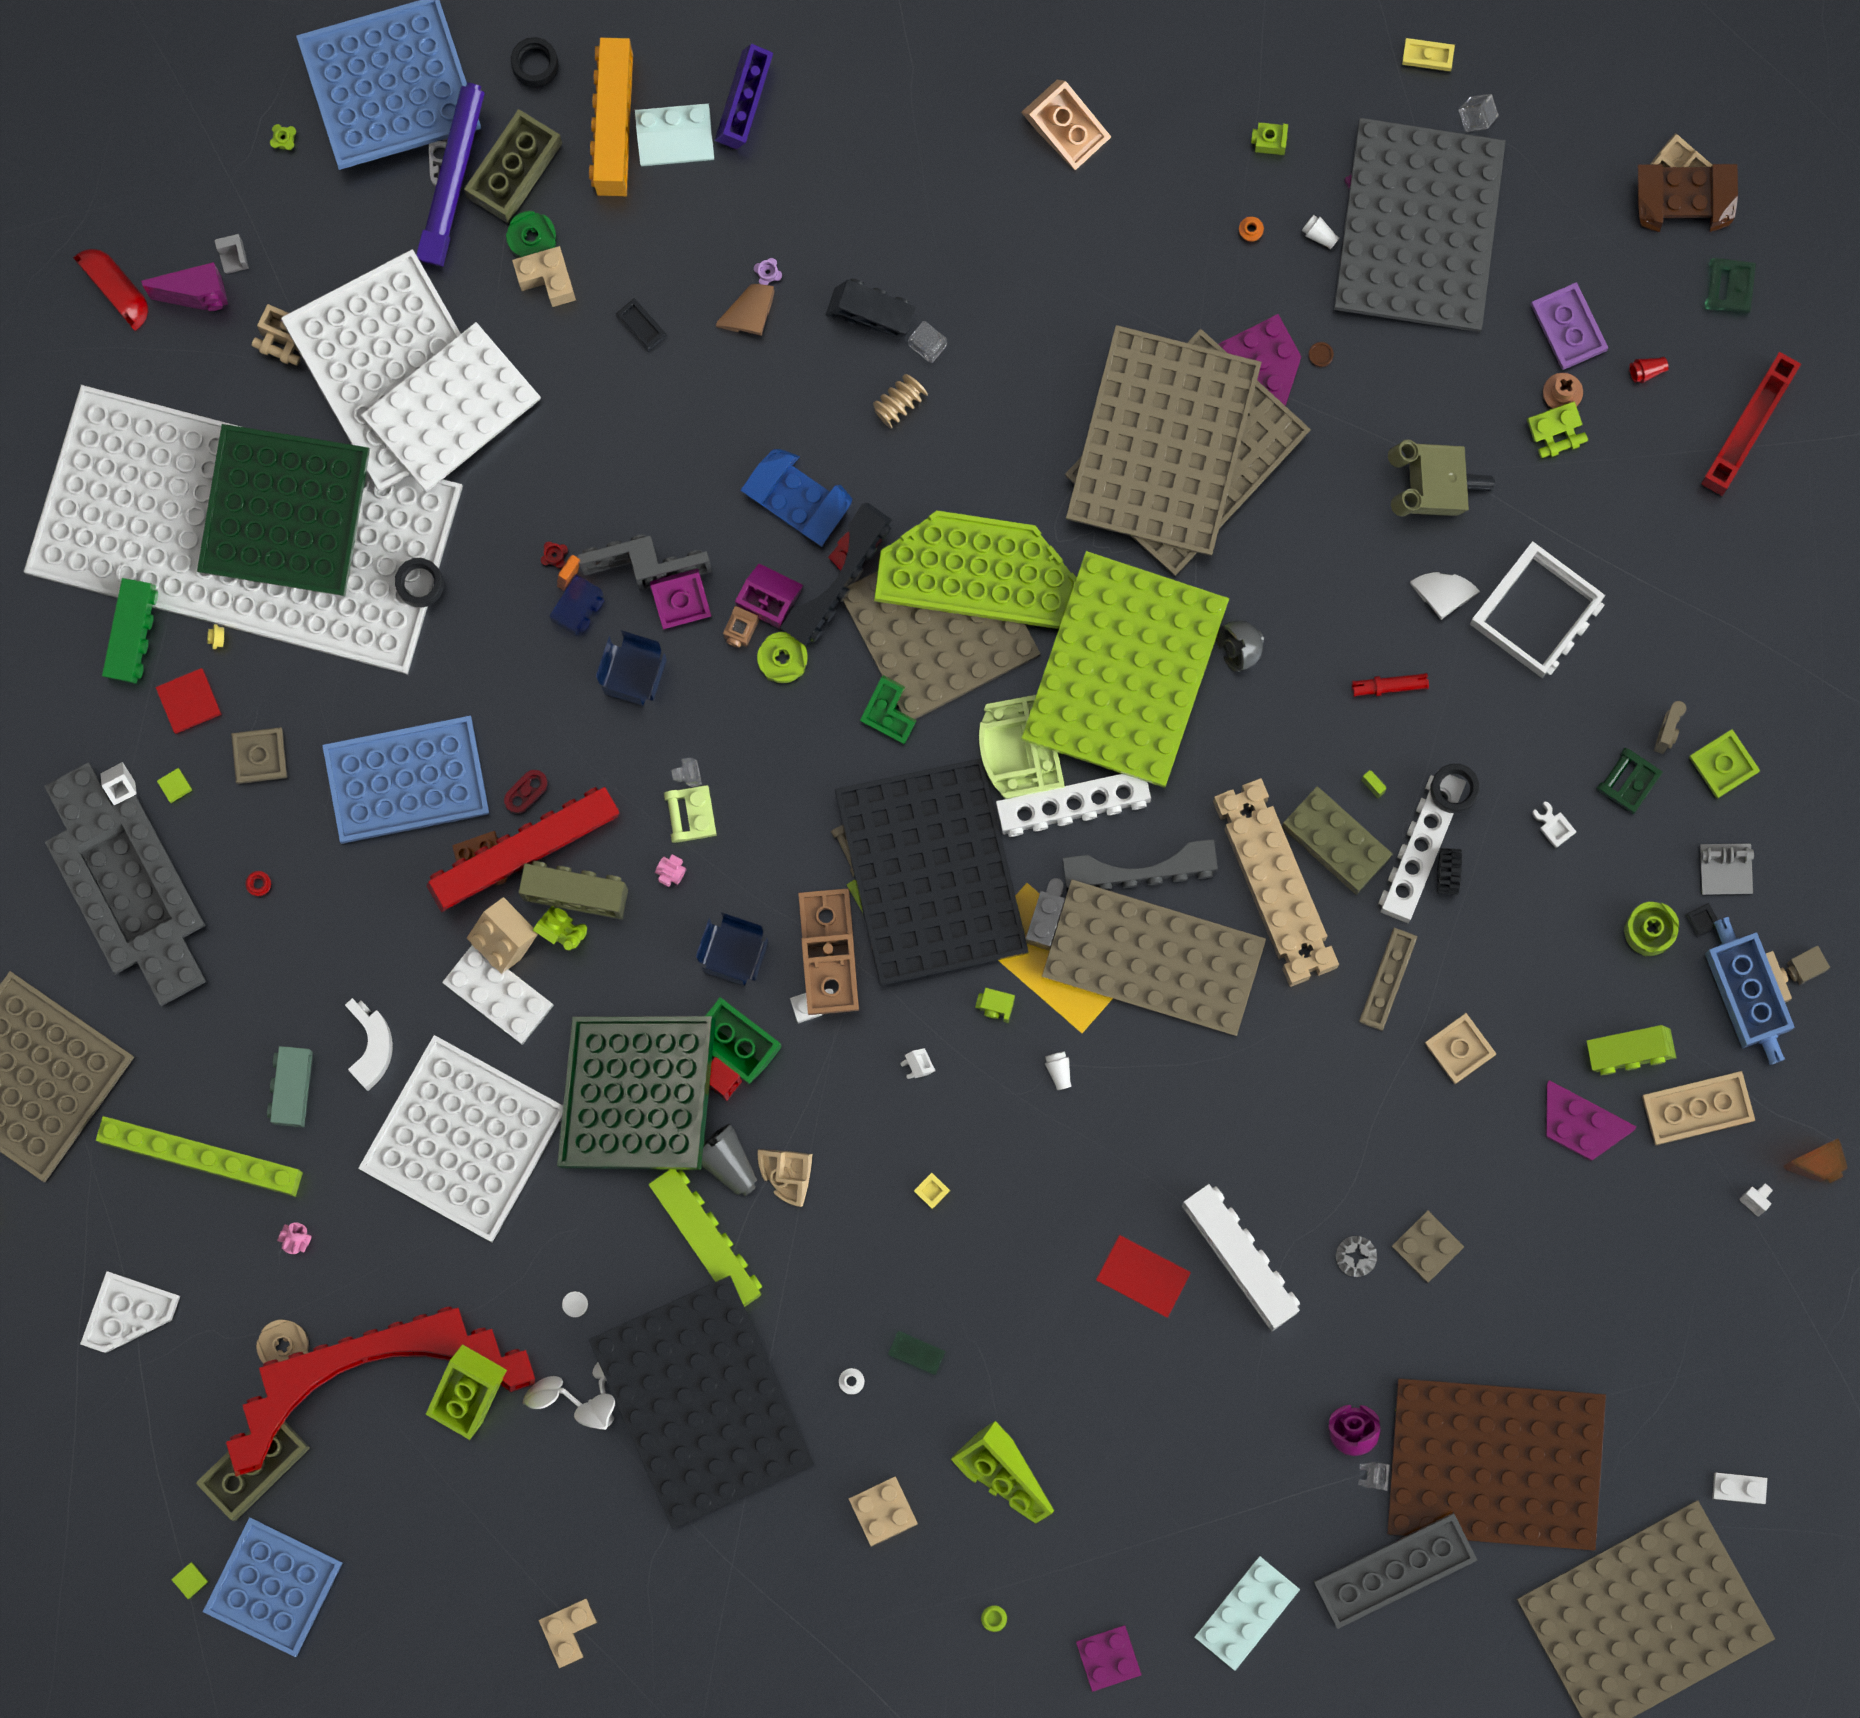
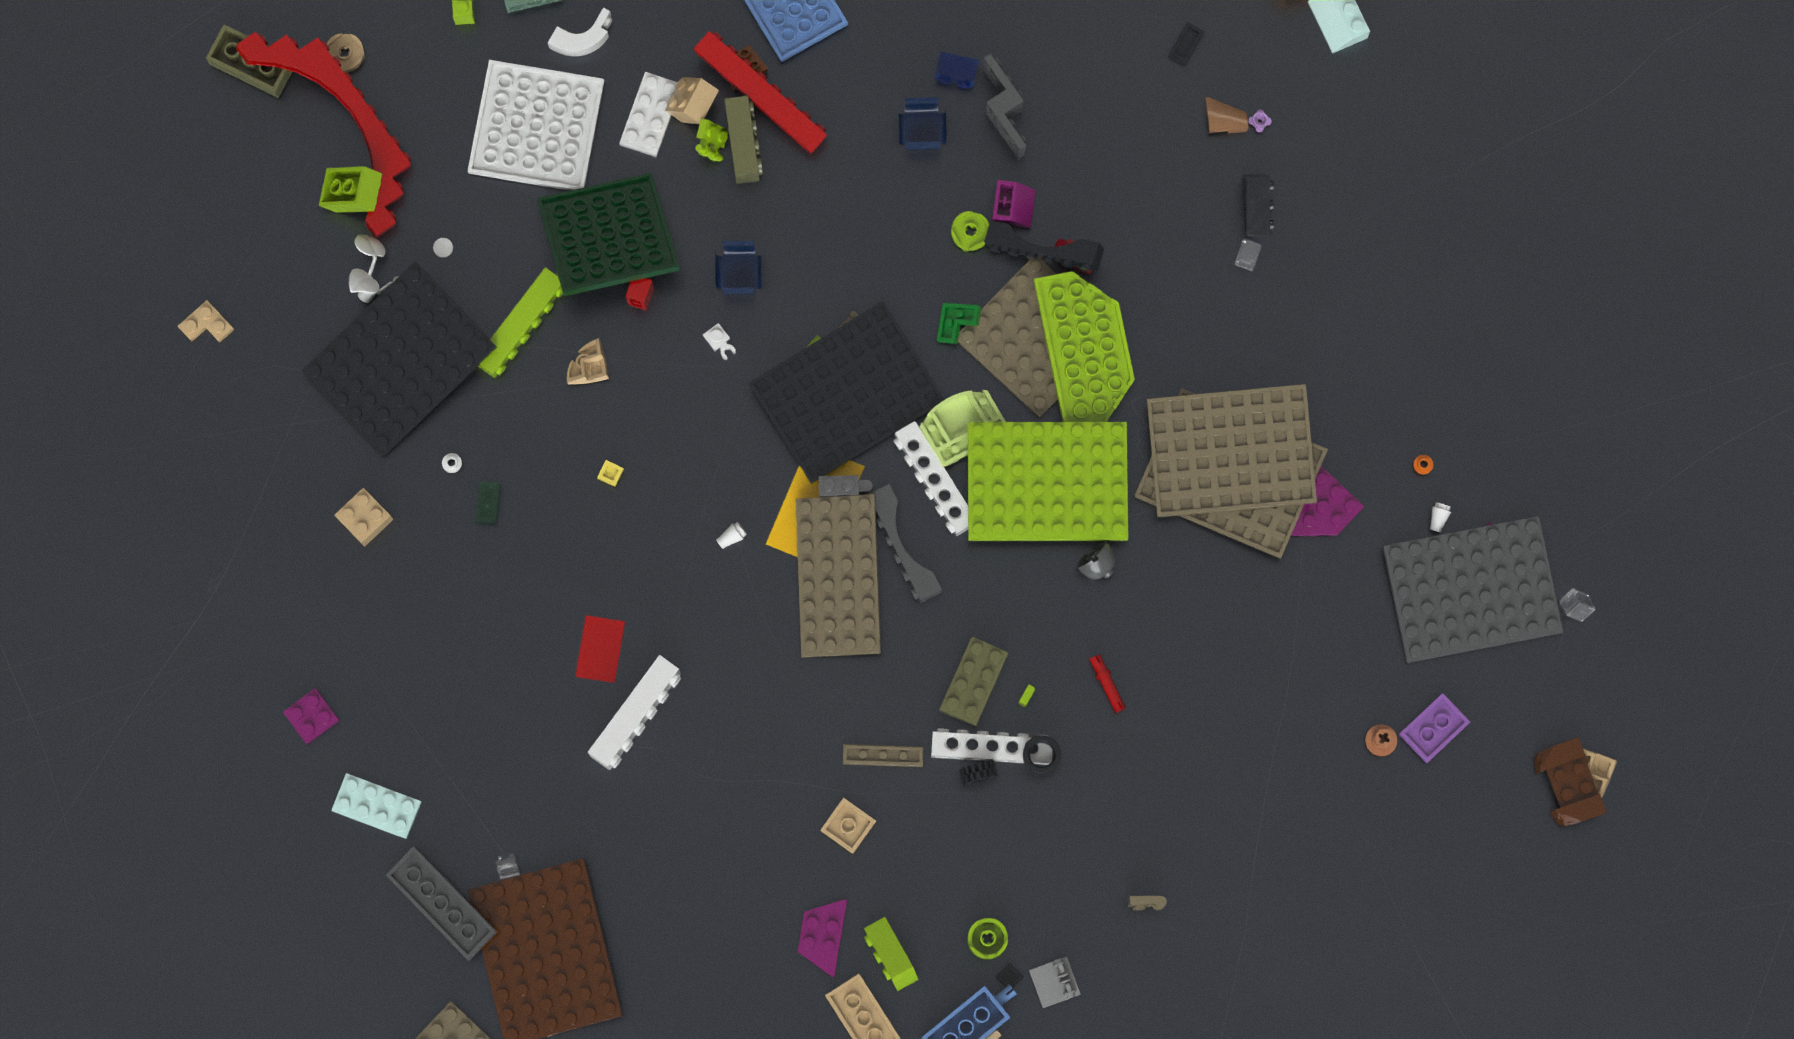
camera: 65 degrees right, 0 degrees up
(190, 1580) = (156, 48): lime tile -> none
(272, 1587) = (170, 106): medium blue plate -> none
(294, 1238) = (423, 33): bright pink gear -> none
(523, 790) = (807, 80): dark red plate -> none
(549, 549) = (990, 36): red plate -> none
(568, 572) = (975, 51): orange tile -> none
(670, 870) = (782, 204): bright pink gear -> none
(680, 598) = (987, 141): magenta plate -> none
(688, 772) = (860, 192): clear tile -> none
(698, 811) = (833, 211): yellowish green plate -> none
(728, 1162) = (581, 318): dark grey cone -> none
(740, 627) = (981, 193): medium nougat window -> none
(741, 1042) = (671, 296): green slope -> none
(743, 96) = (1386, 56): dark purple brick -> none
(796, 496) = (1096, 199): blue piece -> none
(828, 951) = (760, 337): medium nougat bracket -> none
(898, 399) = (1194, 248): tan piece -> none
(919, 1063) = (701, 432): white tile -> none
(994, 1618) = (313, 623): lime plate -> none
(995, 1004) = (764, 473): lime brick -> none
(999, 1465) = (427, 586): lime wedge -> none
(1066, 123) = (1453, 300): light nougat slope -> none
(1270, 146) = (1499, 462): lime brick -> none
(1275, 882) = (926, 647): tan brick -> none
(1321, 354) = (1345, 549): reddish brown piece -> none
(1346, 1263) = (674, 805): light grey gear -> none
(1354, 1430) = (534, 838): magenta cylinder -> none
(1427, 1247) = (691, 850): dark tan plate -> none
(1428, 54) = (1609, 552): light yellow plate -> none
(1436, 479) = (1275, 664): olive piece -> none
(1444, 591) = (1194, 701): white brick -> none
(1553, 422) = (1354, 740): lime plate -> none
(1556, 827) = (1041, 843): white plate -> none
(1564, 573) = (1215, 745): white window -> none
(1637, 784) = (1095, 893): dark green plate -> none
(1645, 369) = (1422, 798): red cone -> none
(1724, 764) = (1135, 954): lime plate -> none
(1739, 285) = (1512, 847): clear green plate -> none
(1750, 424) = (1406, 890): red arch -> none

